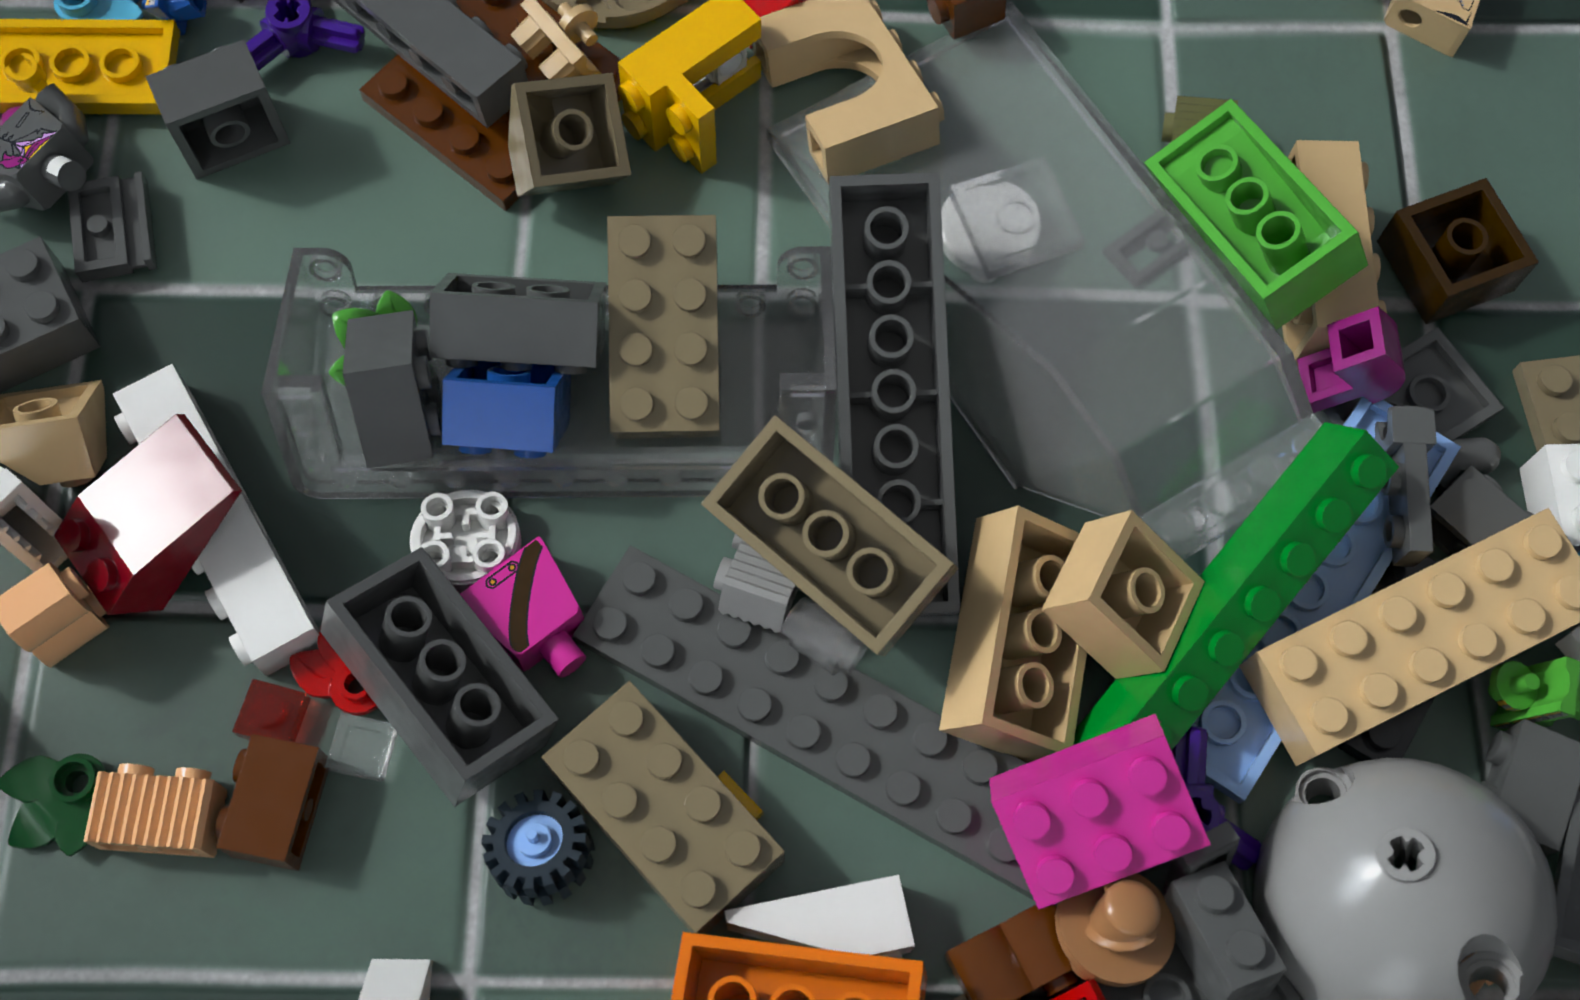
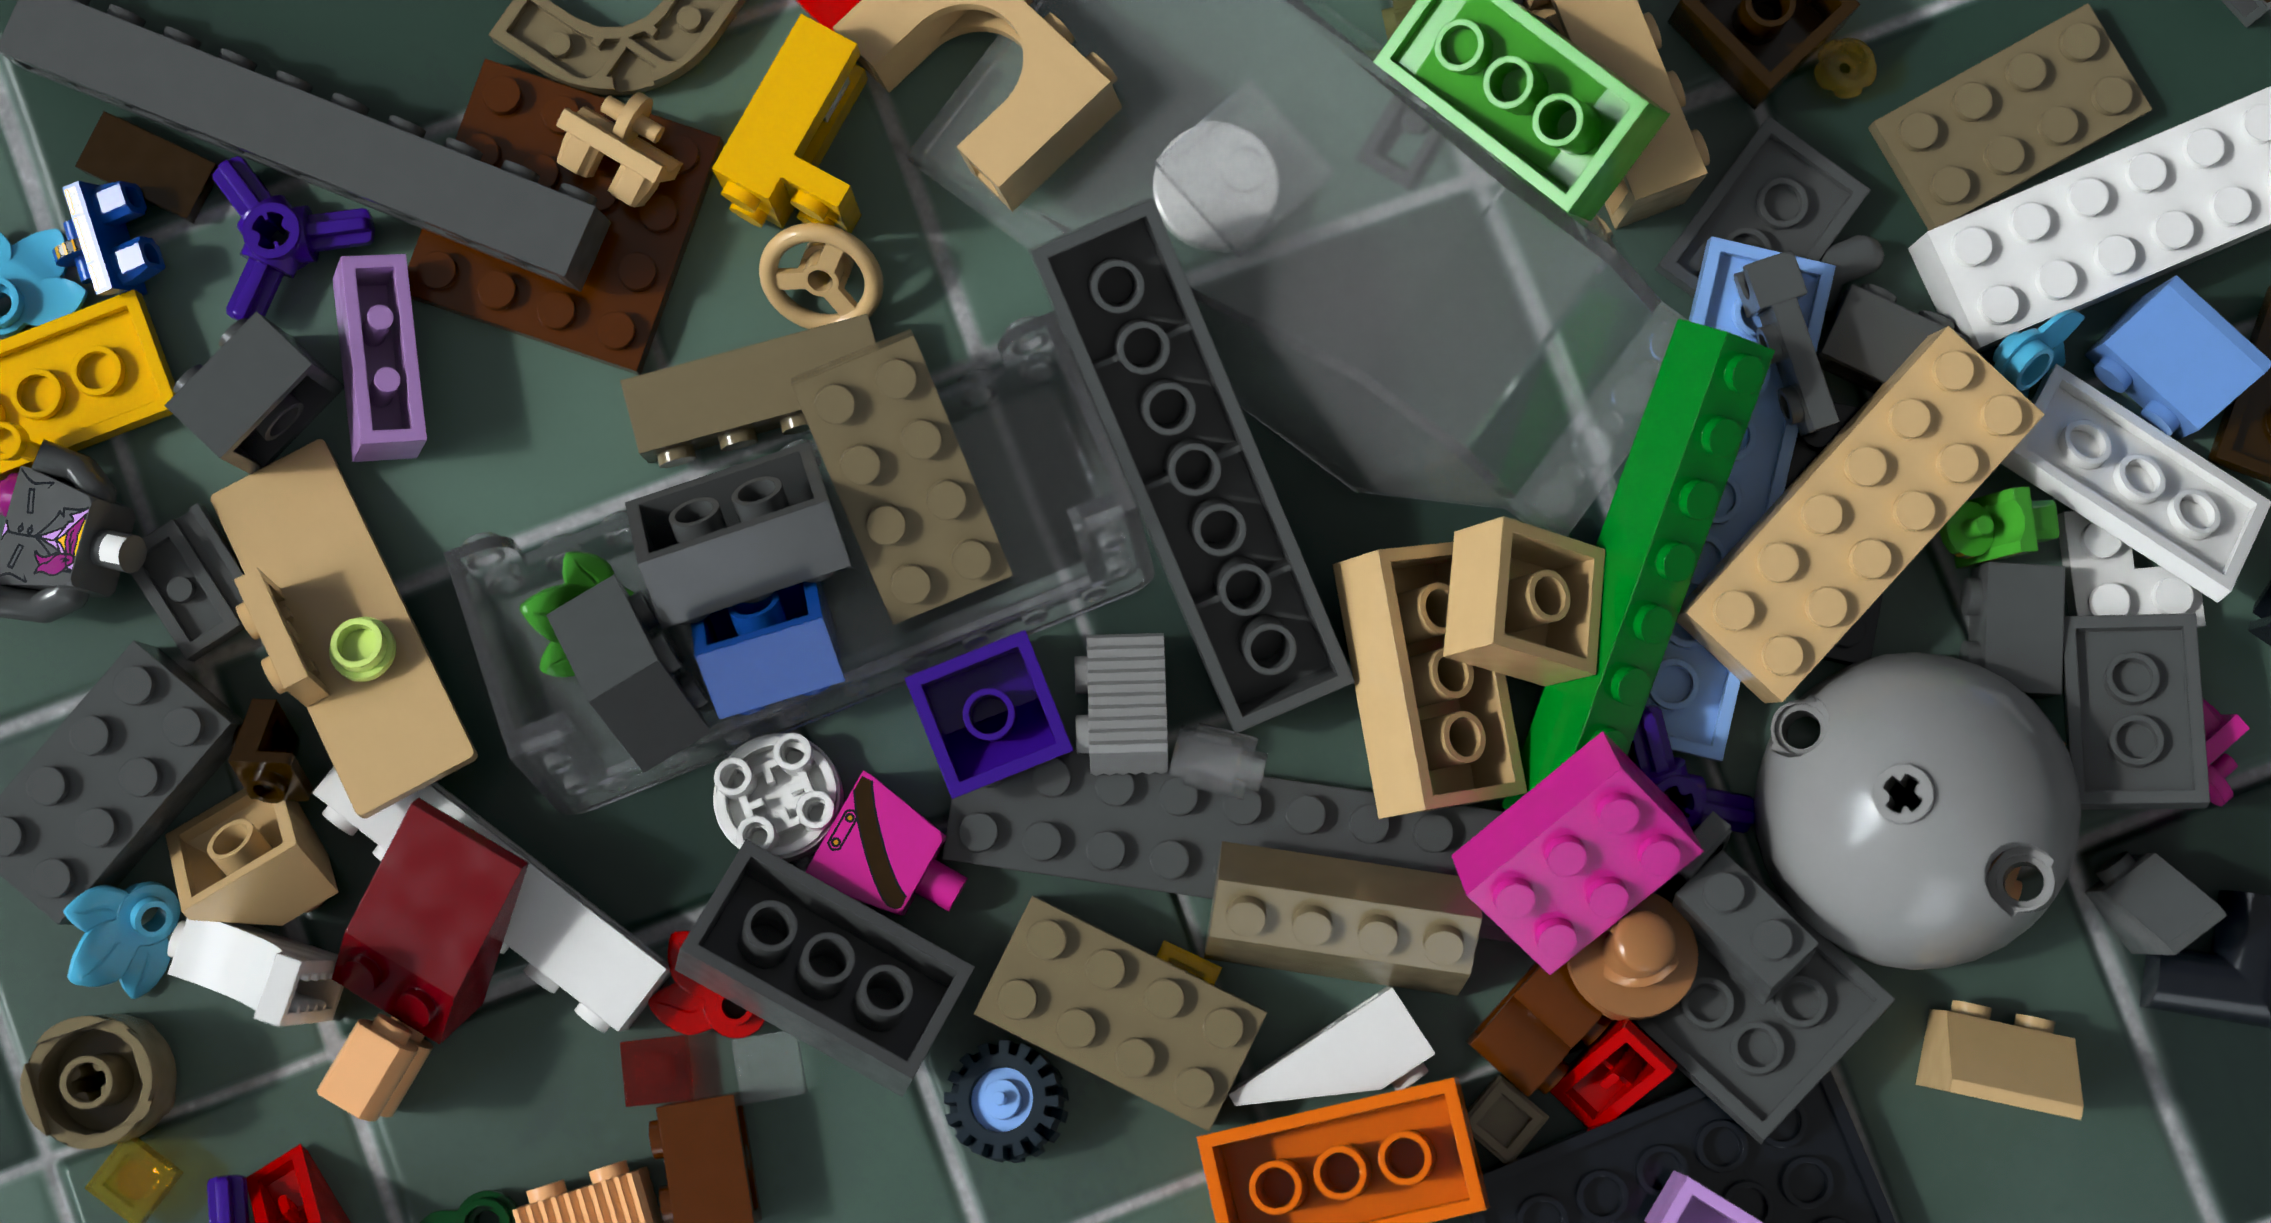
camera: 20 degrees left, 15 degrees up
(95, 355) = (265, 757): none -> dark brown bracket
(192, 291) = (304, 575): none -> tan bracket
(200, 297) = (362, 649): none -> yellowish green plate
(319, 120) = (379, 357): none -> lavender brick
(548, 237) = (733, 393): none -> dark tan brick
(566, 134) = (685, 273): dark tan slope -> none
(655, 527) = (988, 714): none -> dark purple slope
(688, 169) = (821, 272): none -> tan piece
(829, 536) = (1191, 669): dark tan brick -> none
(876, 805) = (1342, 919): none -> dark tan slope
(1360, 362) = (1687, 221): magenta brick -> none
(1514, 308) = (1857, 56): none -> clear yellow plate

